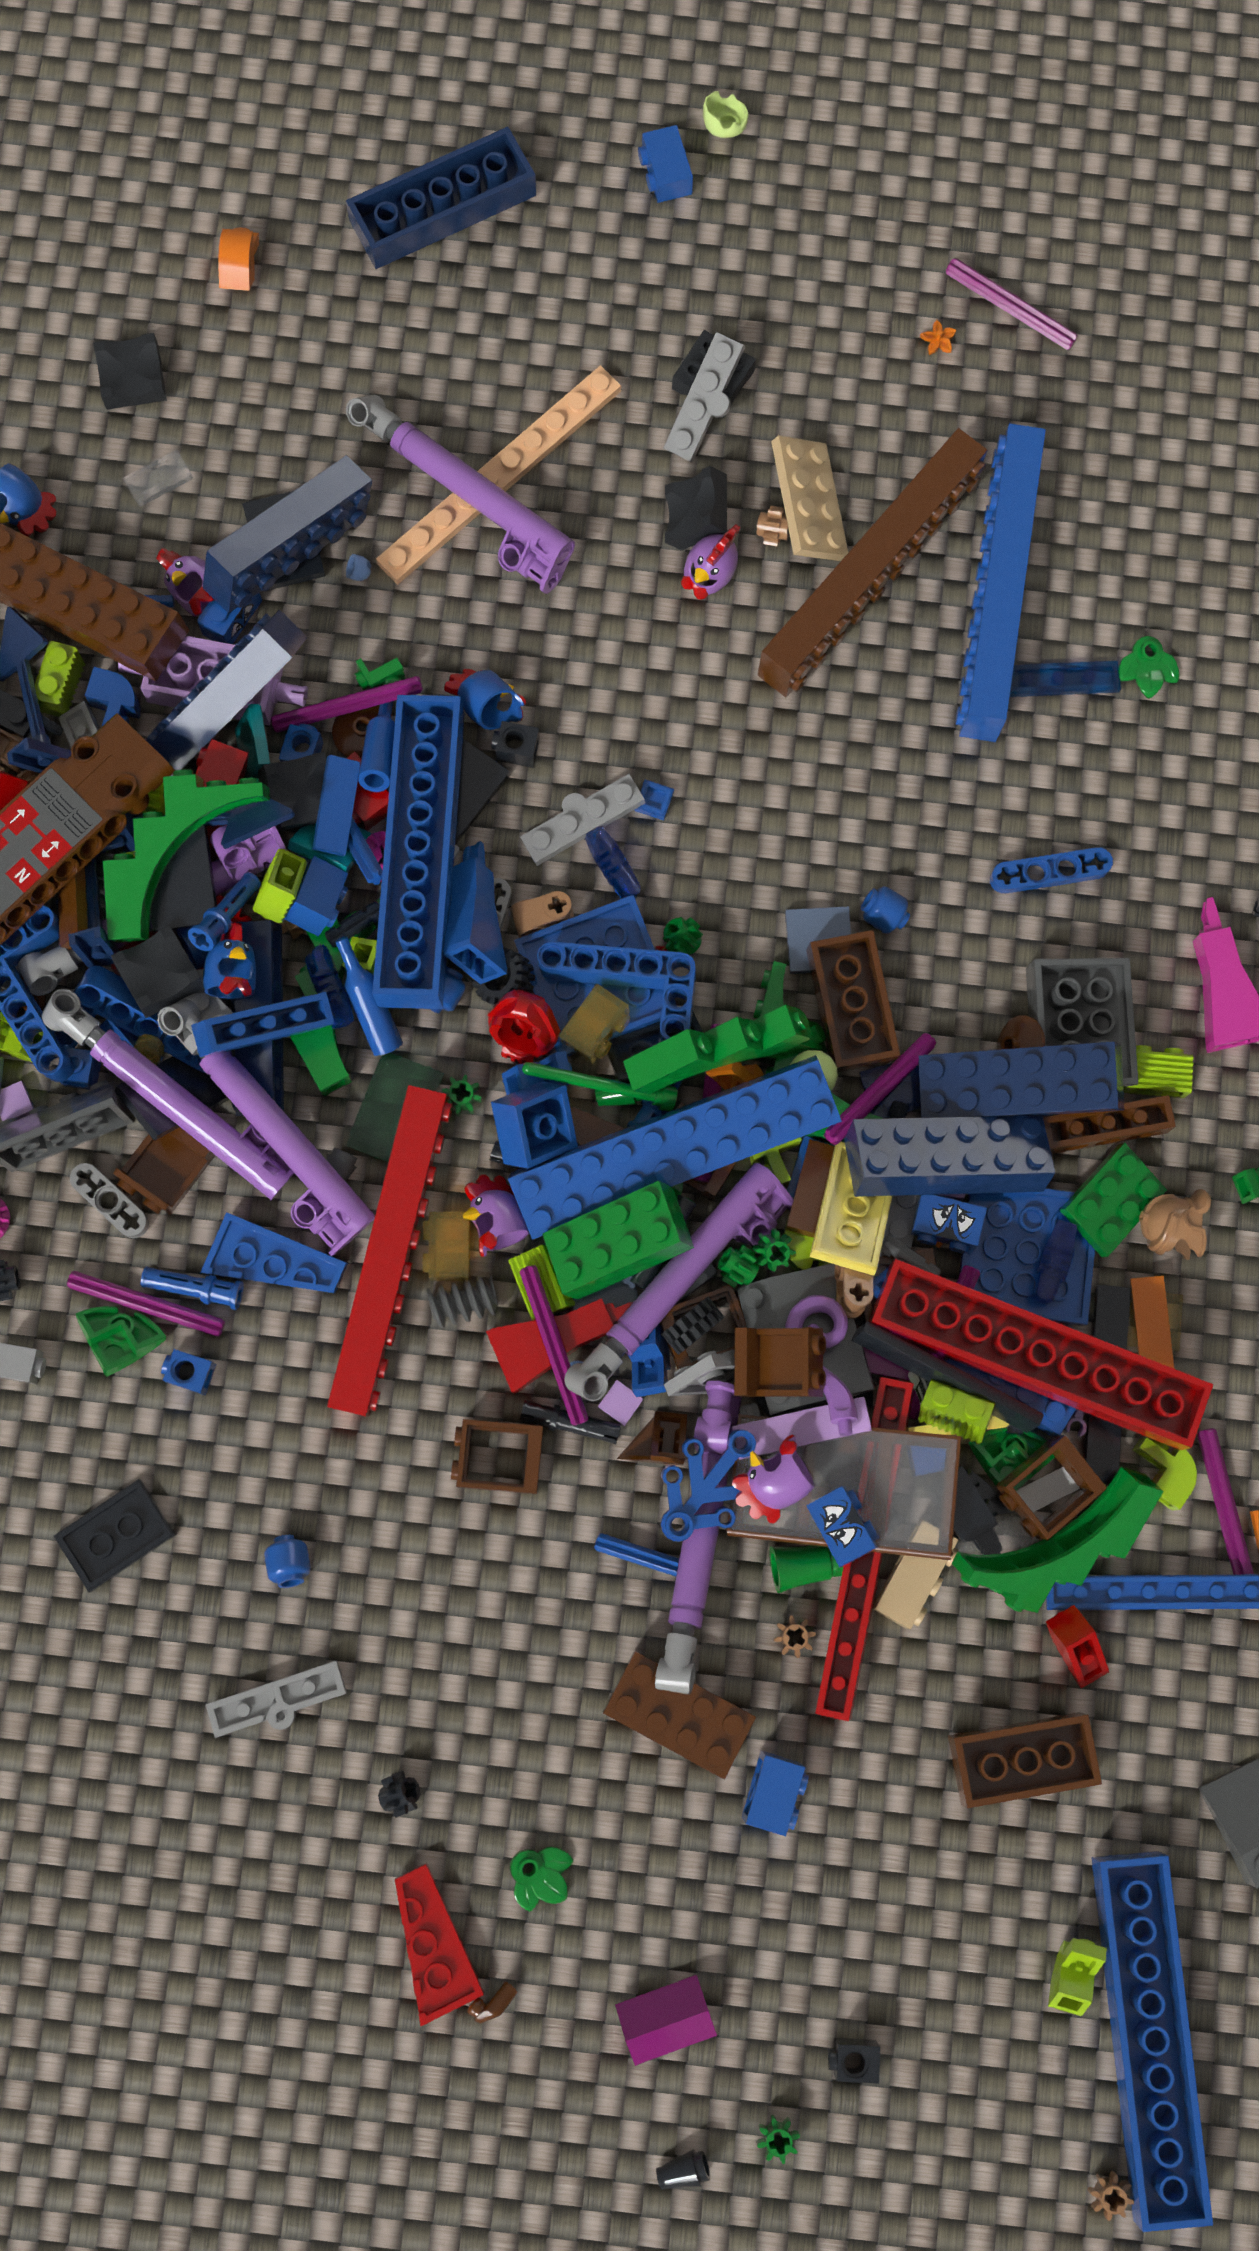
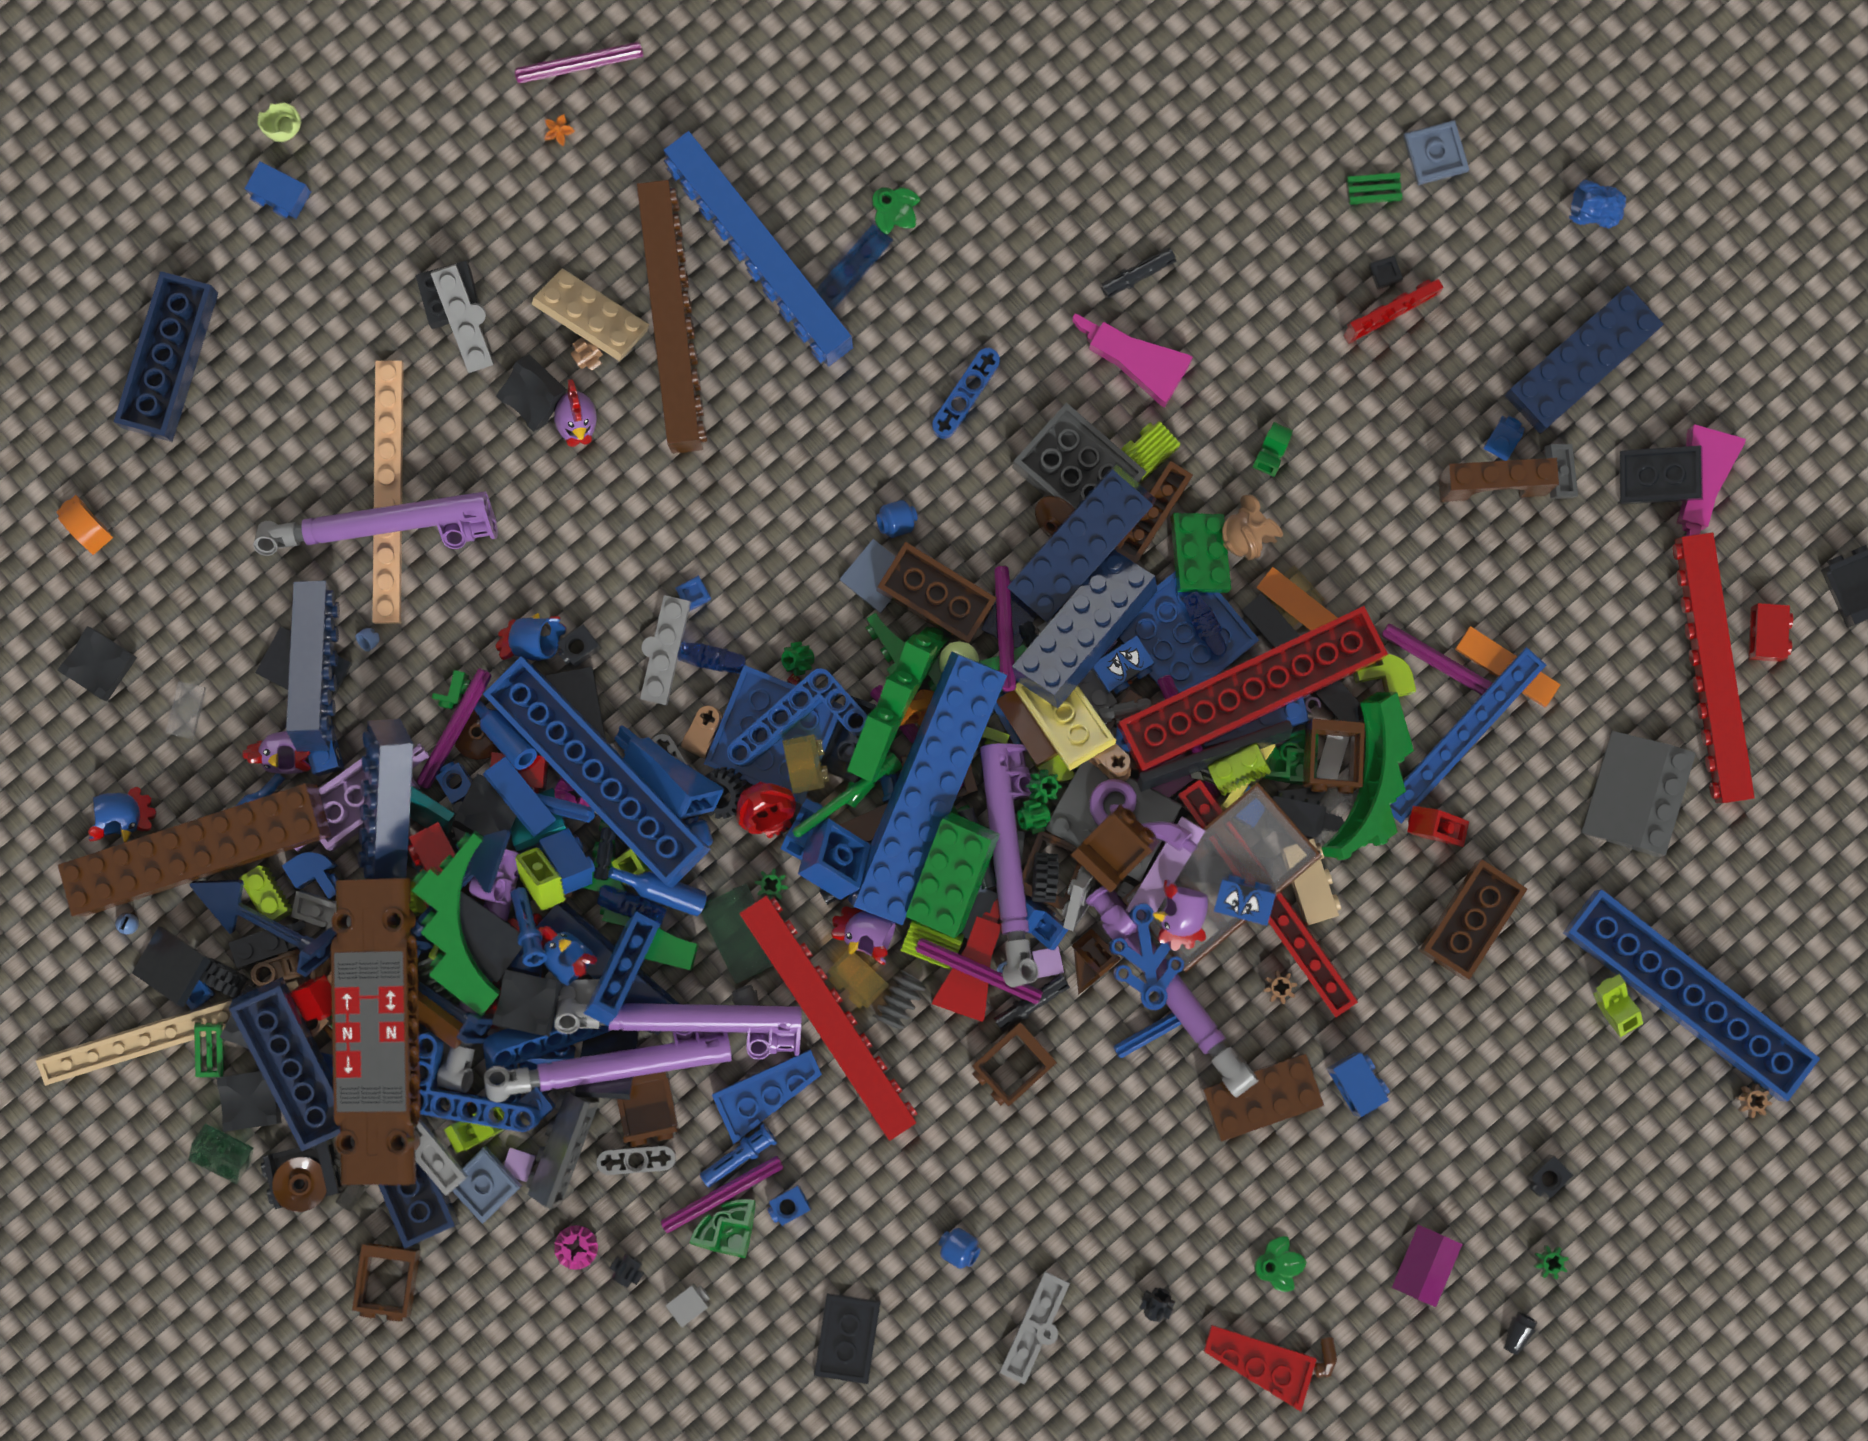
camera: 40 degrees left, 5 degrees up
(151, 1043) = (567, 1050): clear yellow bush -> none
(801, 1566) = (1243, 945): green plant -> none

